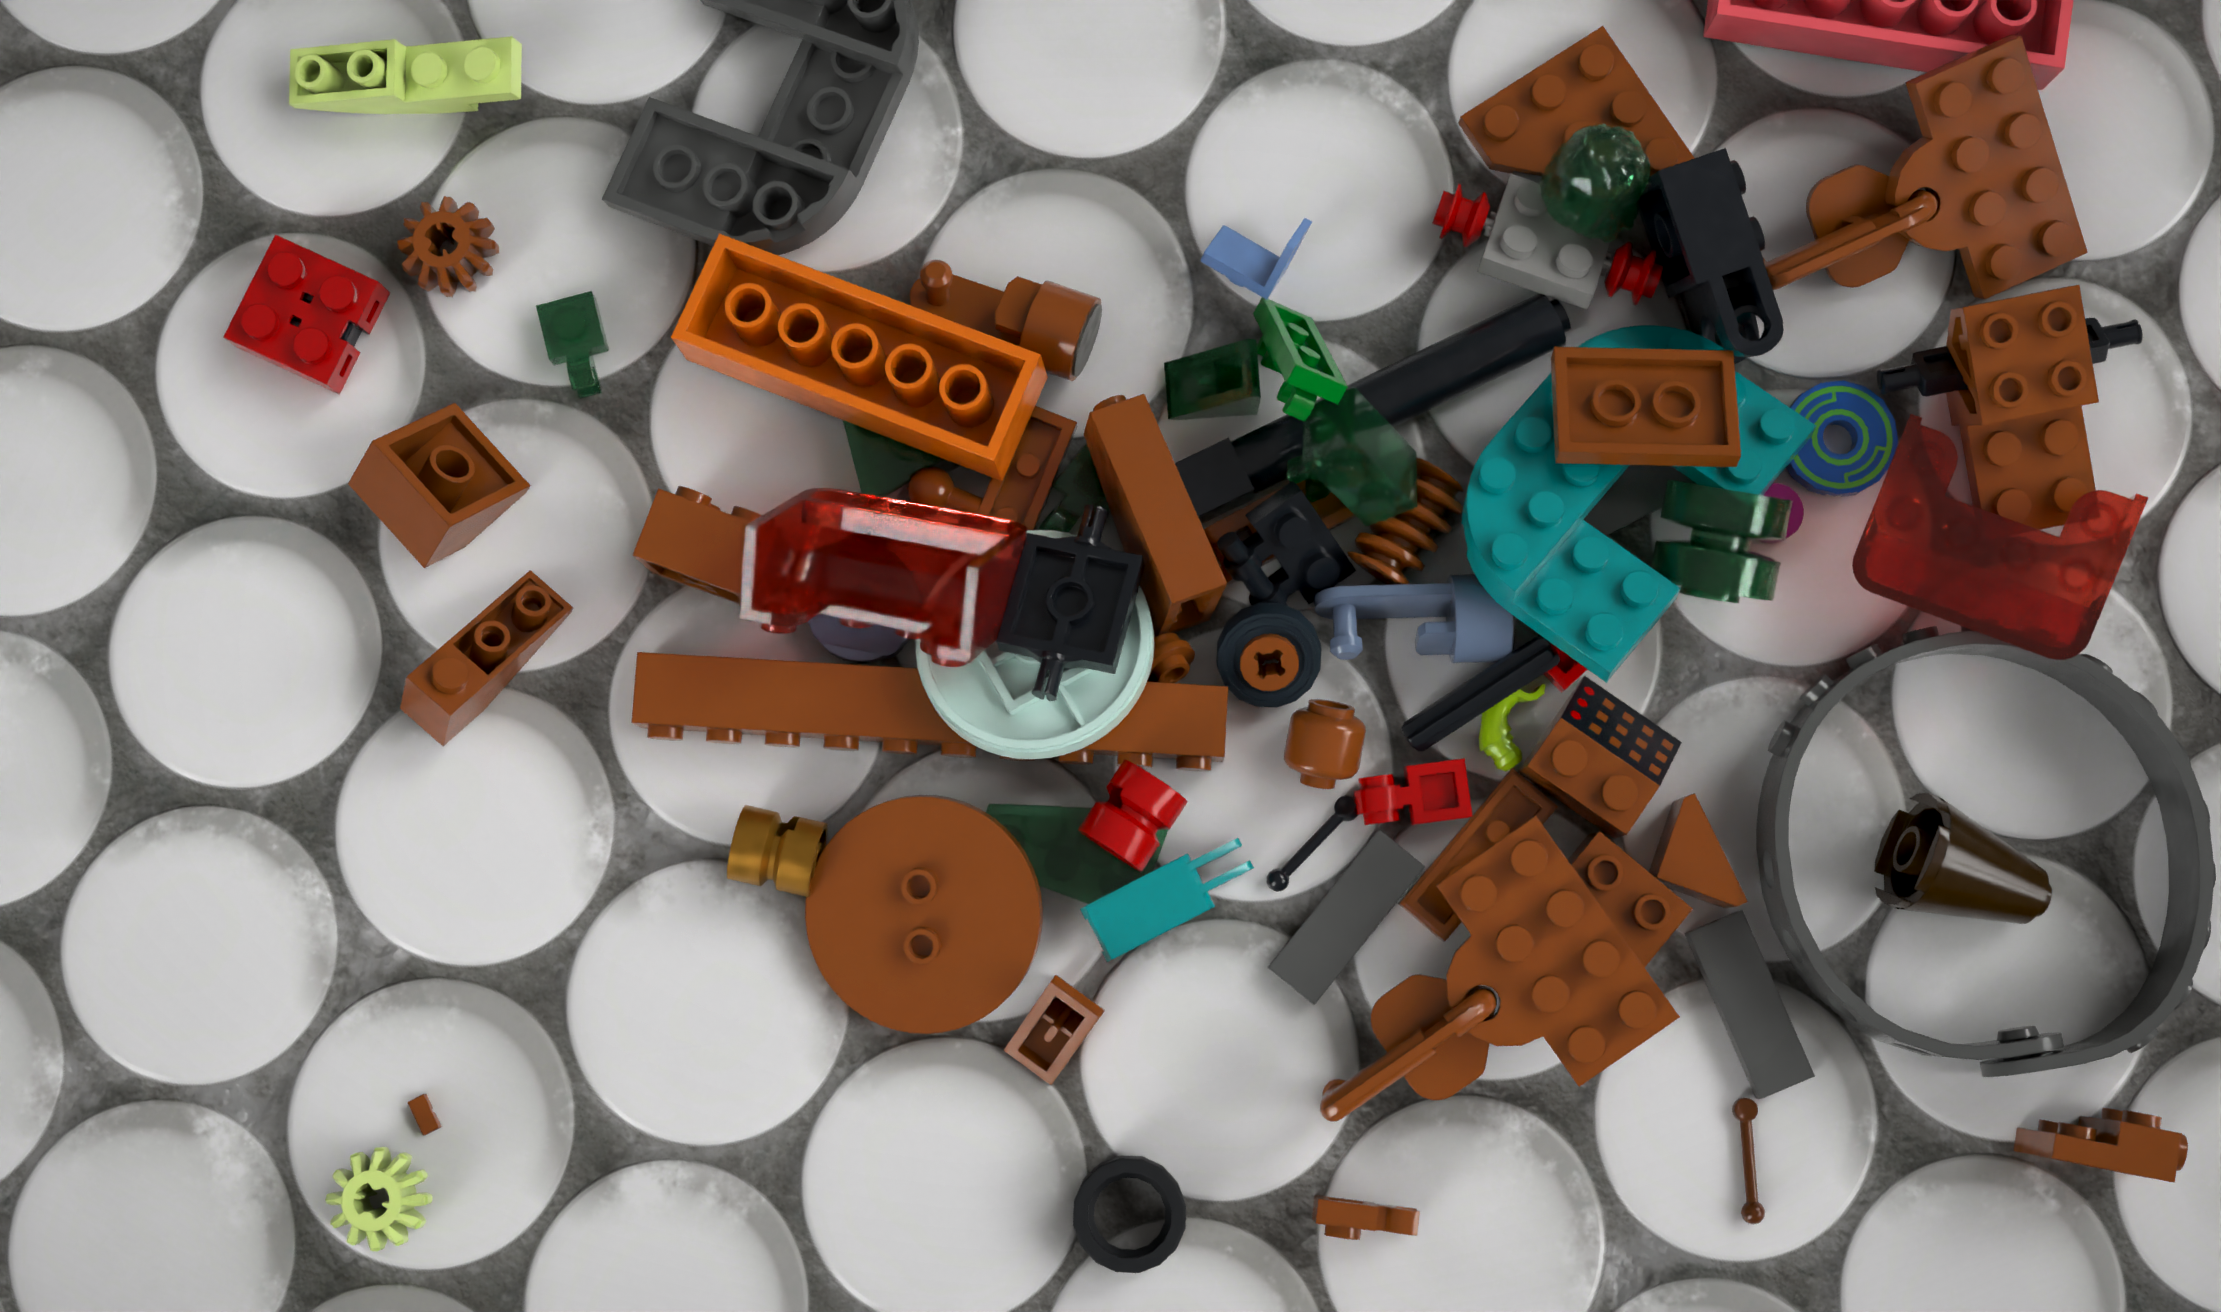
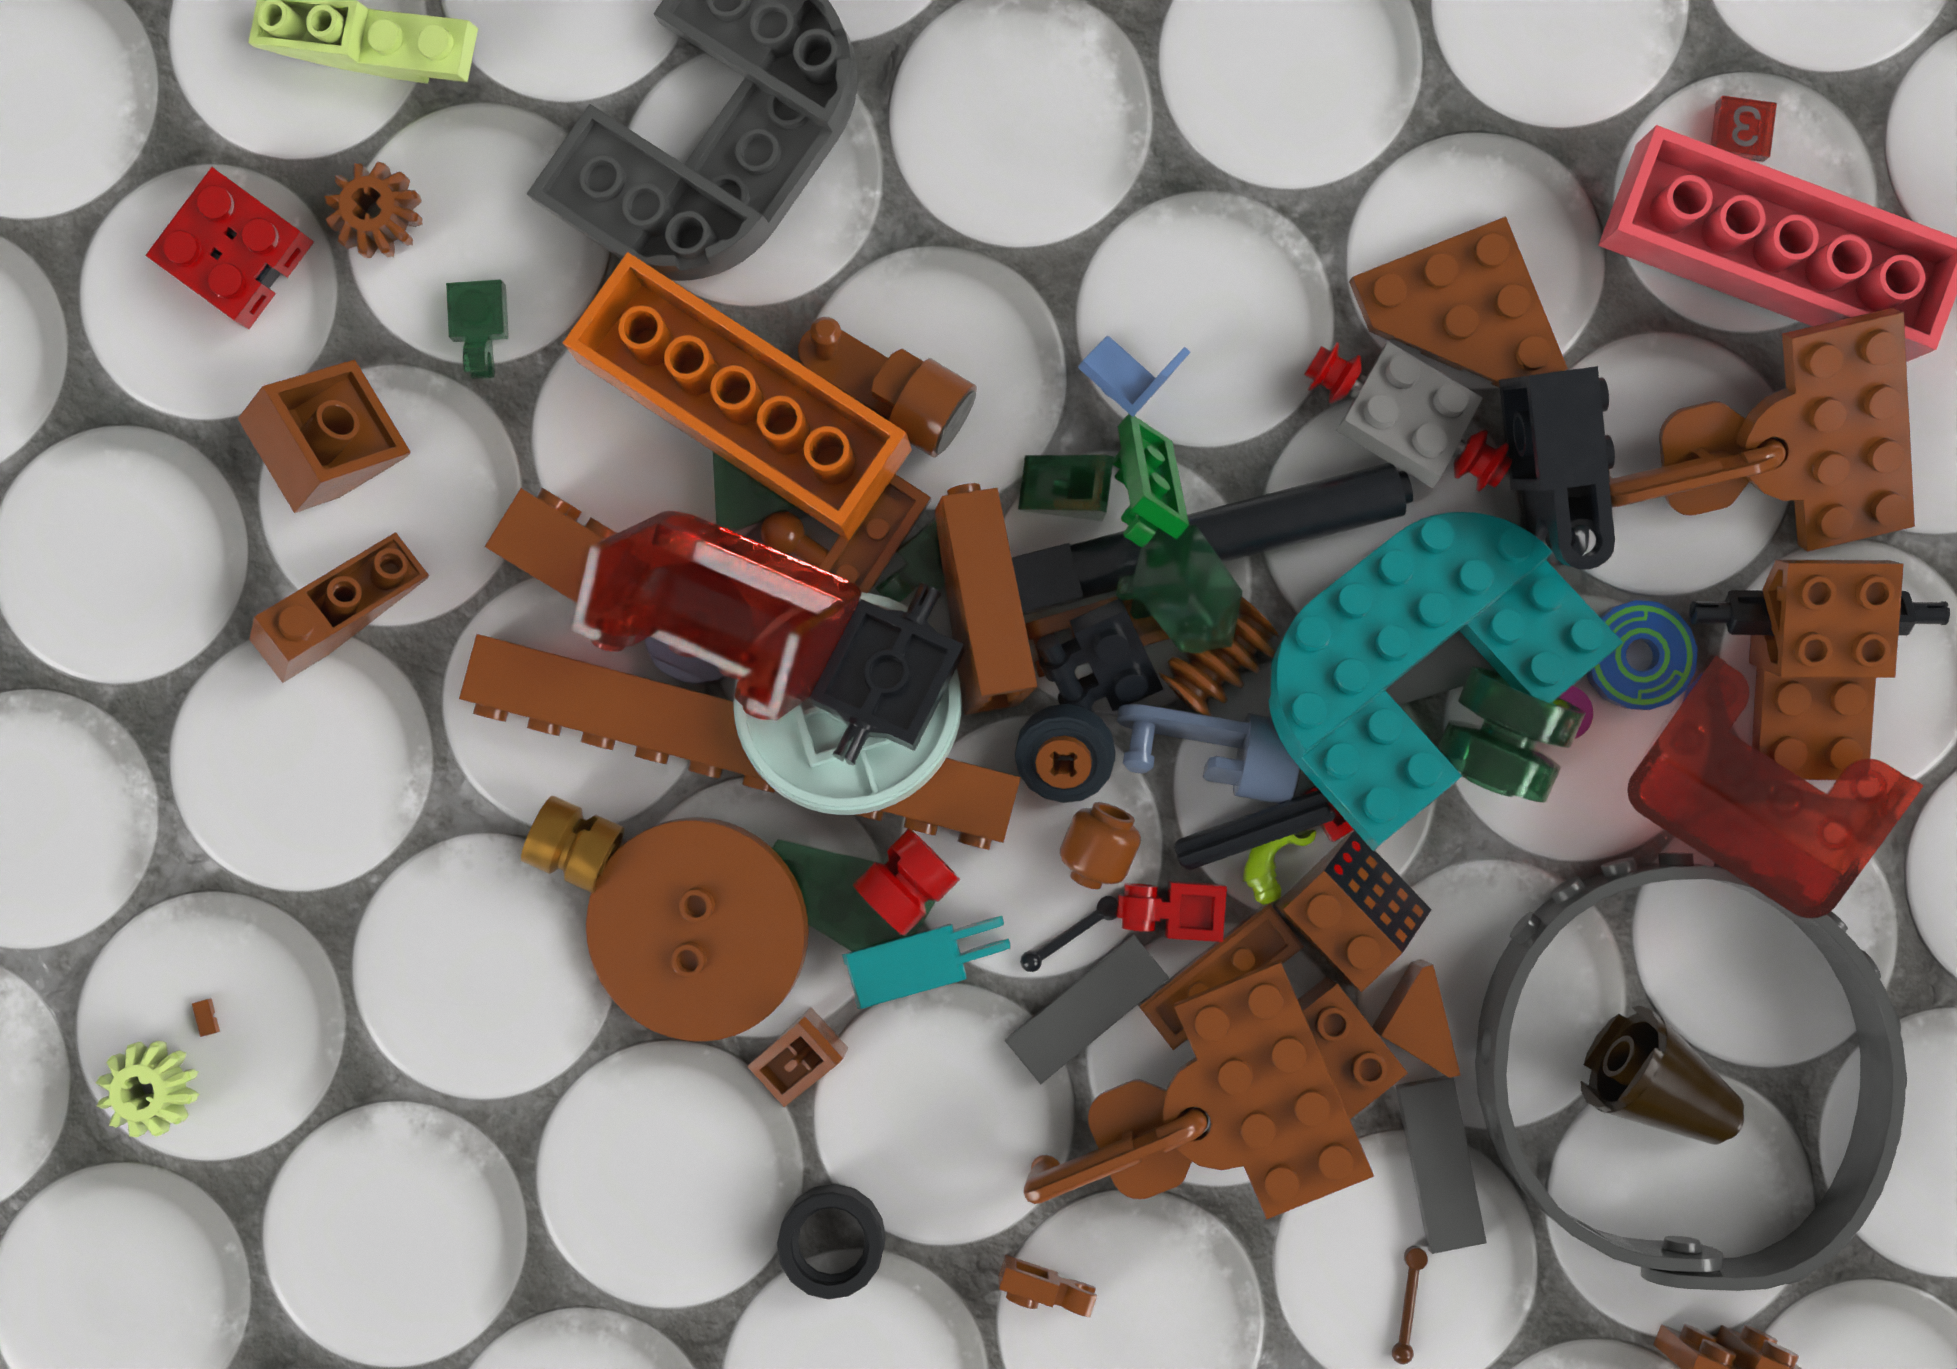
camera: 10 degrees right, 5 degrees up
(1170, 659) = (973, 738): dark orange plate -> none
(1596, 181) = (1467, 369): clear green hair -> none
(1645, 407) = (1466, 597): dark orange plate -> none

